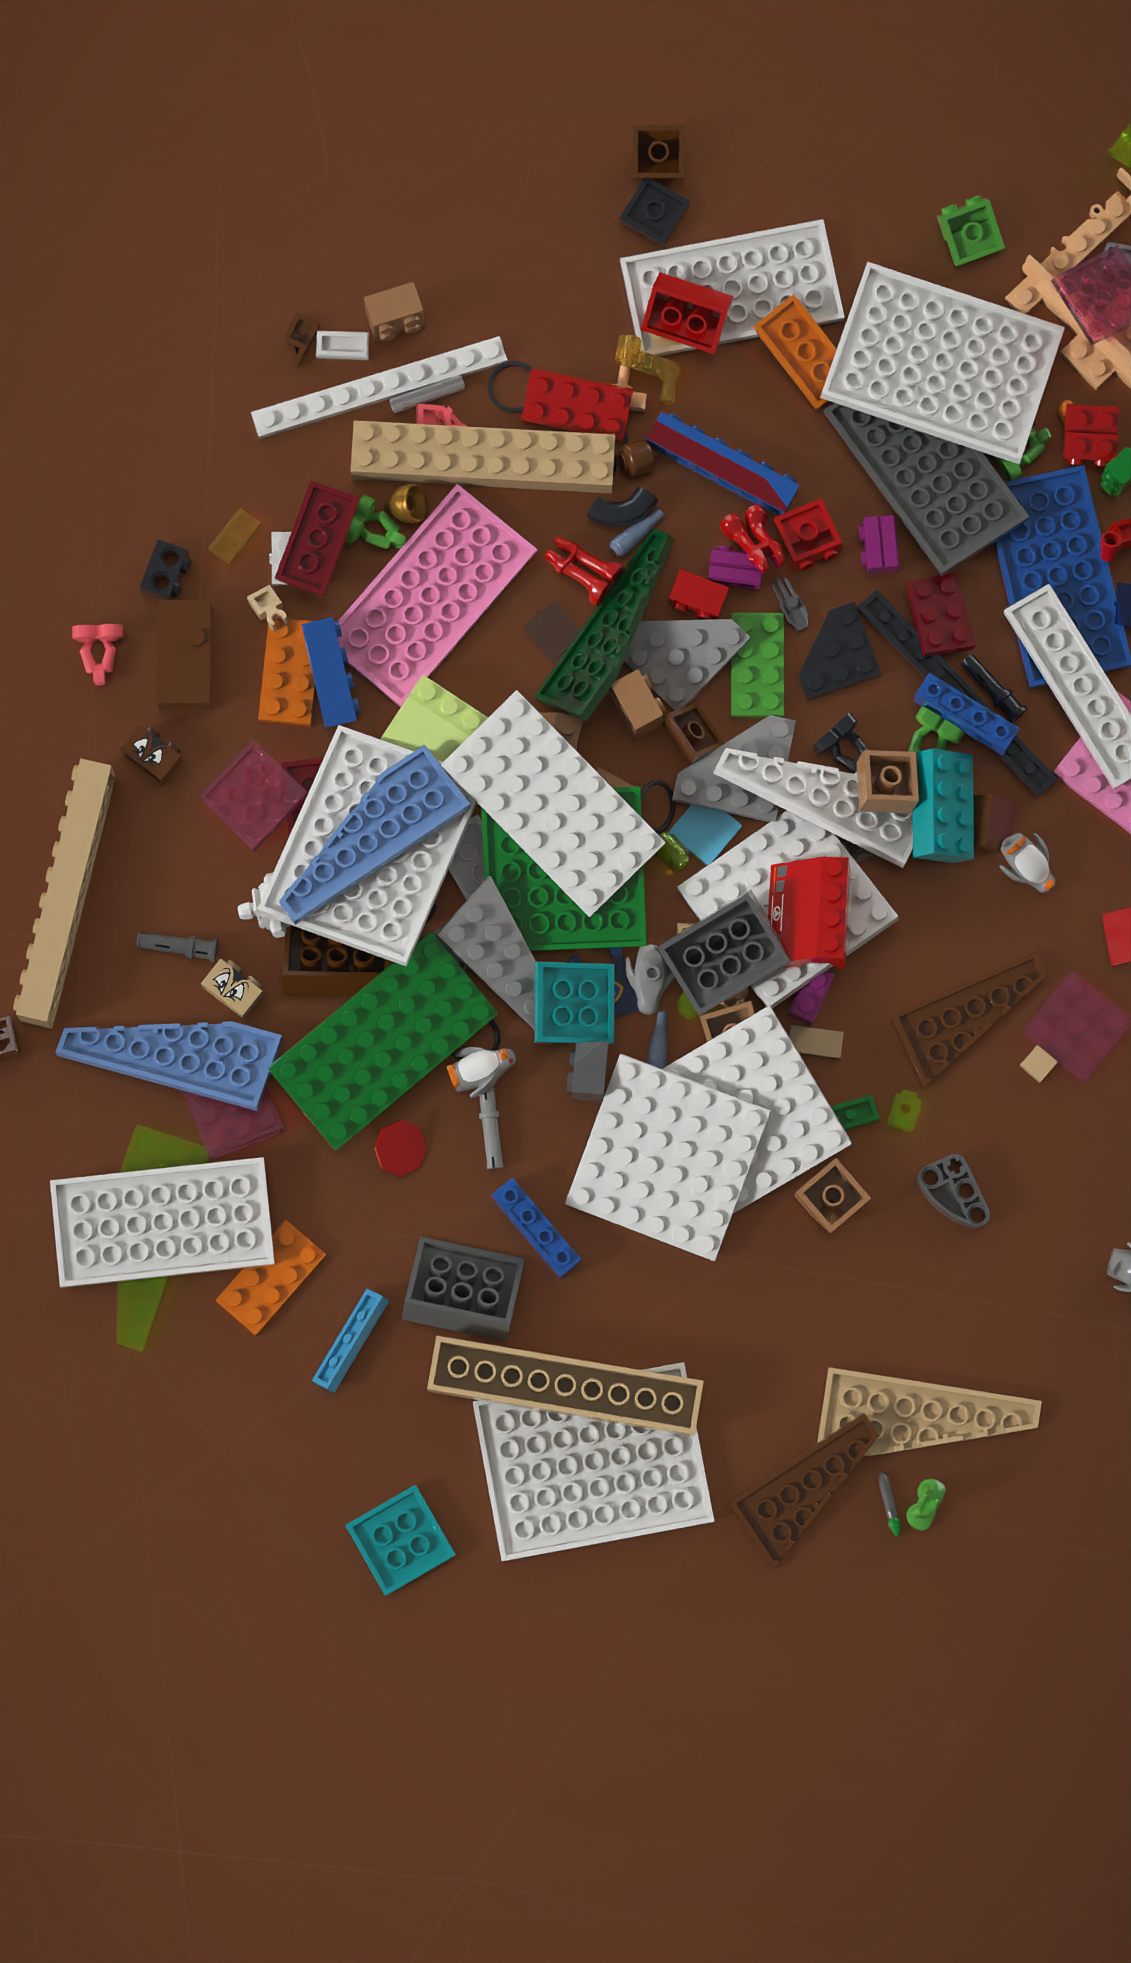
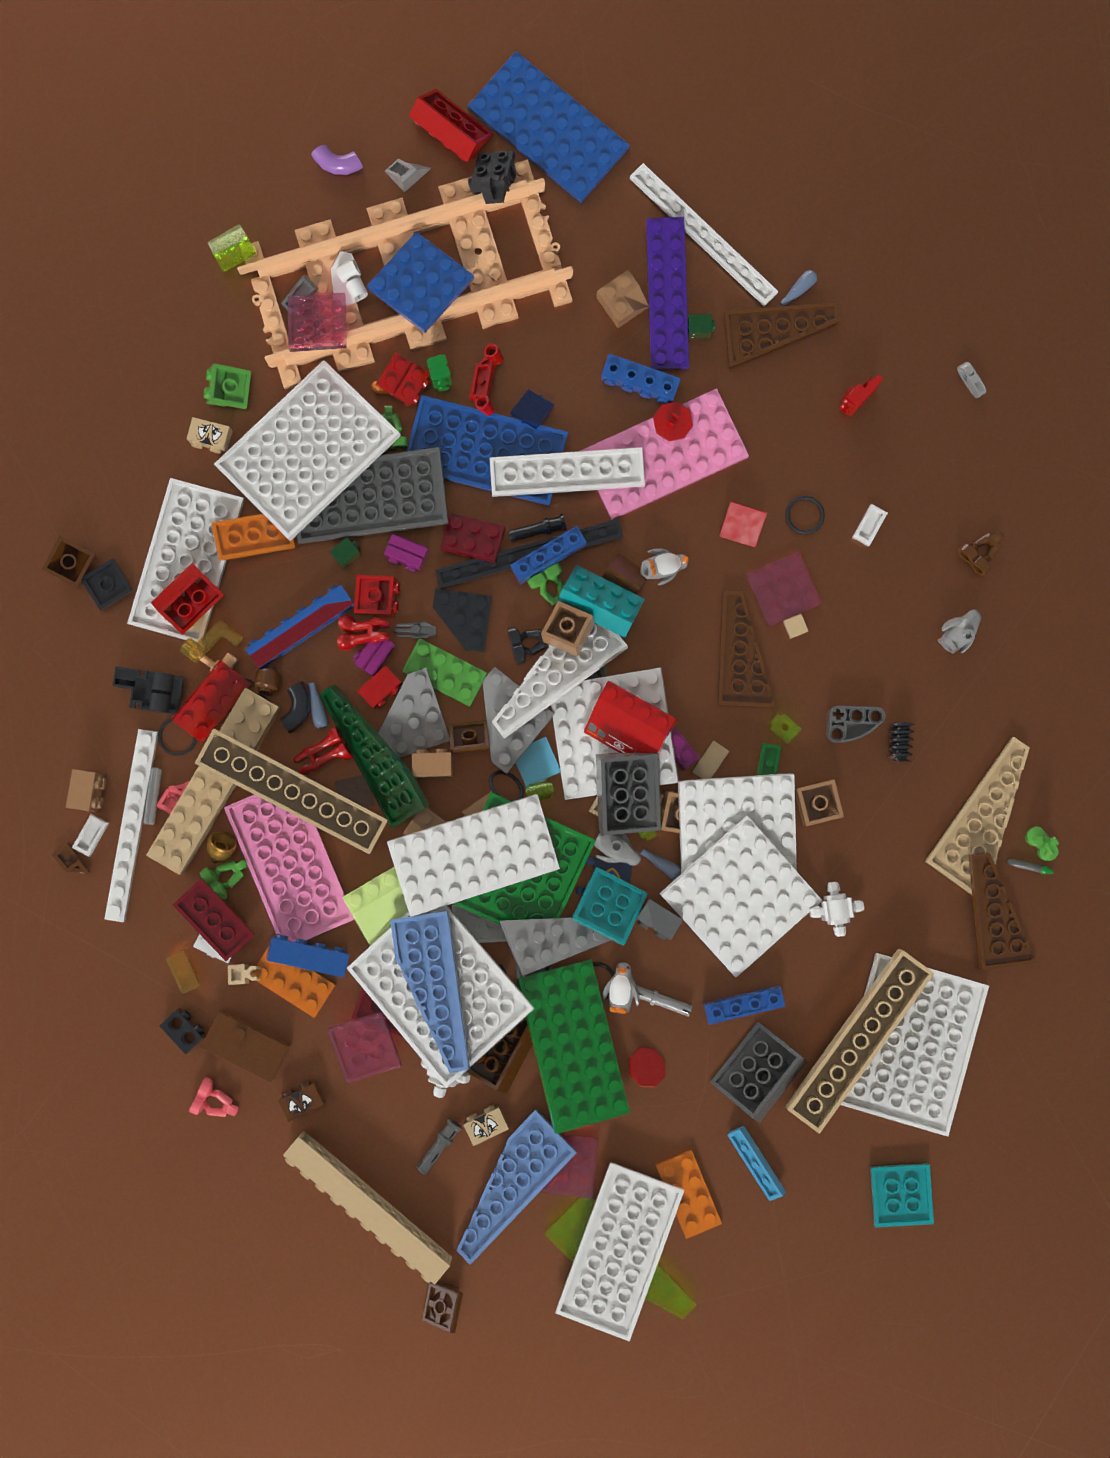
camera: 65 degrees left, 5 degrees up
(518, 550) = (291, 791): none -> tan brick
(554, 328) = (152, 691): none -> black plate
(712, 1284) = (836, 909): none -> white piece
(842, 472) = (345, 552): none -> dark green brick
(899, 239) = (209, 435): none -> tan brick
(961, 1262) = (900, 742): none -> black piece

